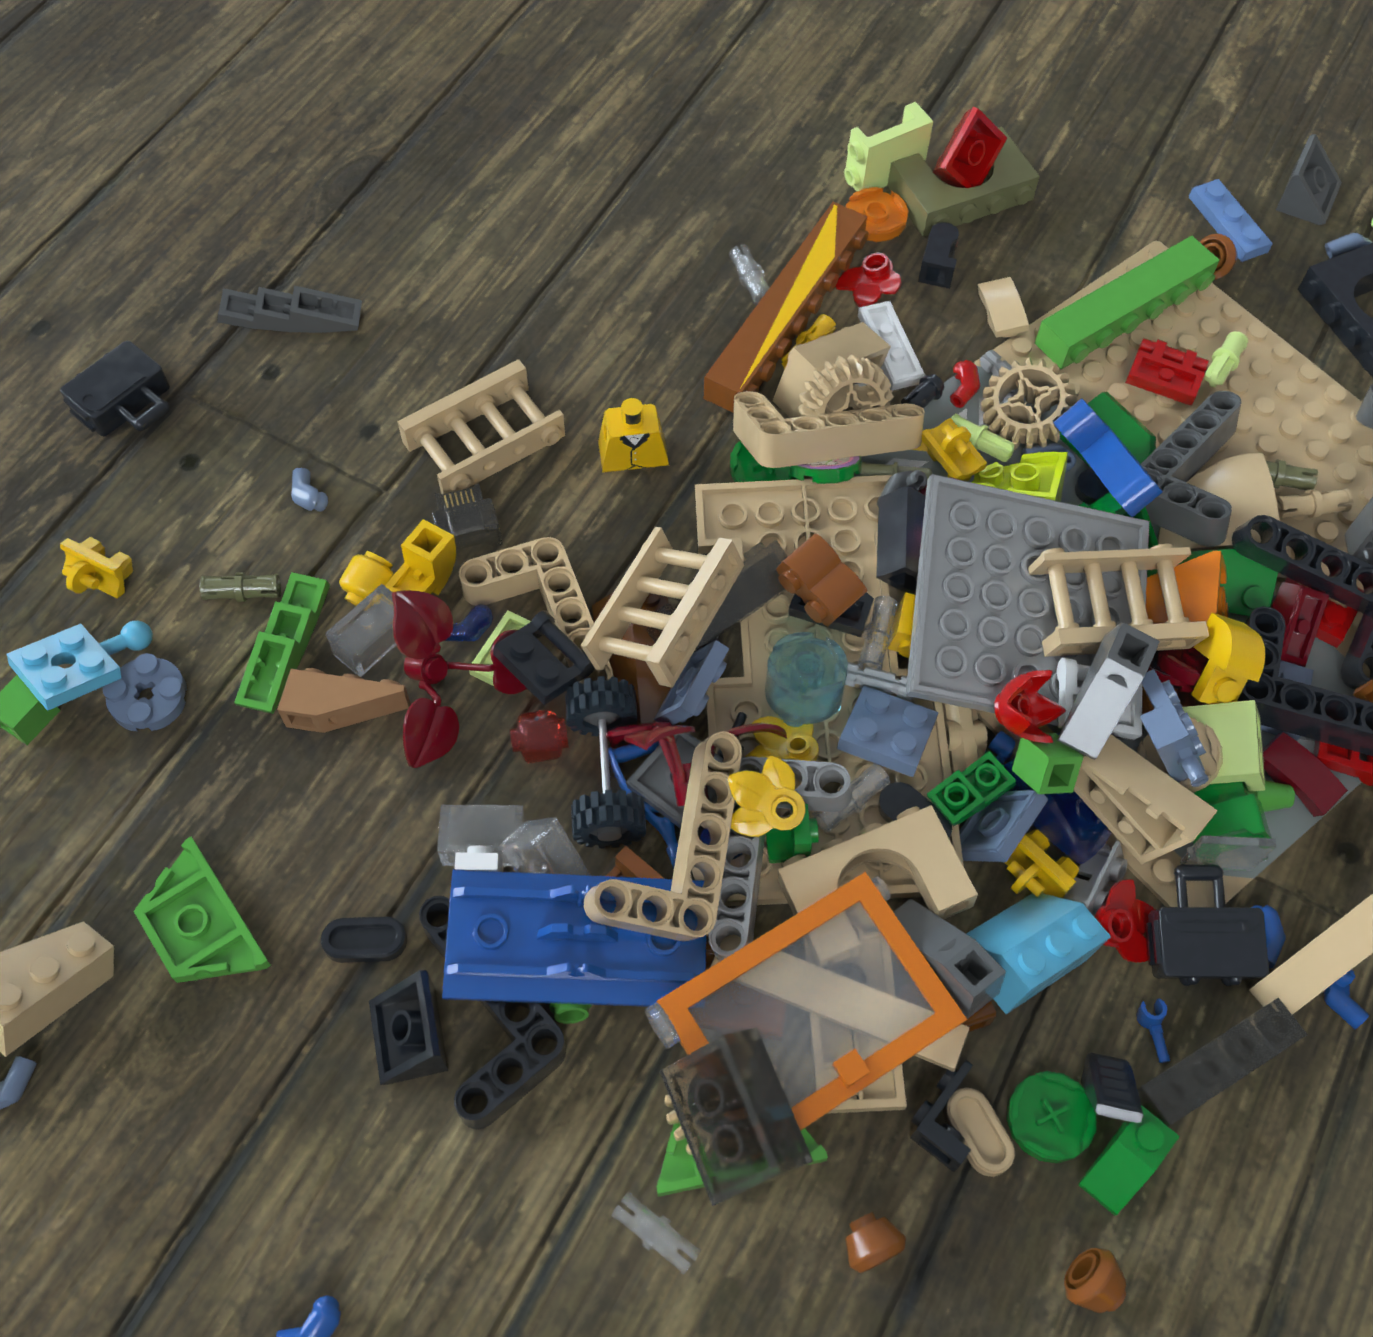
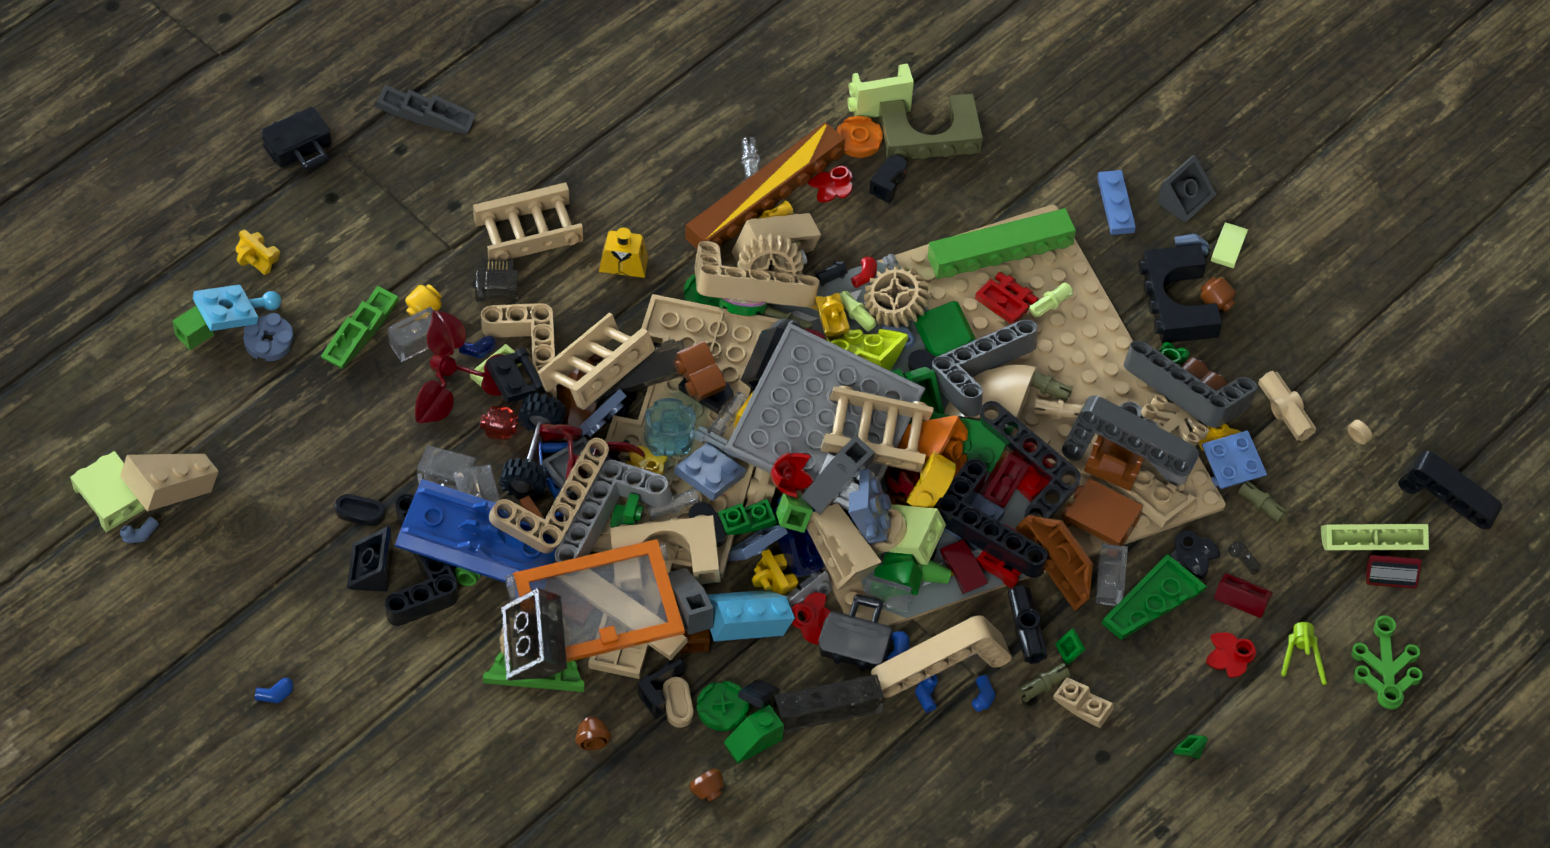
camera: 15 degrees right, 5 degrees down
(197, 923) = (266, 474): bright green wing -> none
(240, 586) = (343, 287): olive pin -> none
(307, 495) = (399, 237): sand blue arm -> none
(331, 702) = (380, 371): medium nougat slope -> none
(428, 560) = (465, 298): yellow brick -> none
(479, 859) = (439, 477): white plate -> none
(656, 1233) = (475, 698): clear pin -> none
(760, 795) = (610, 480): yellow plate -> none
(901, 362) = (829, 225): white tile -> none
(970, 151) = (936, 109): red slope -> none
(1003, 307) = (916, 226): tan slope -> none
(1108, 457) = (926, 341): blue beam -> none
(1153, 1023) = (806, 675): blue hand -> none
(1224, 250) = (1087, 226): dark orange cone -> none

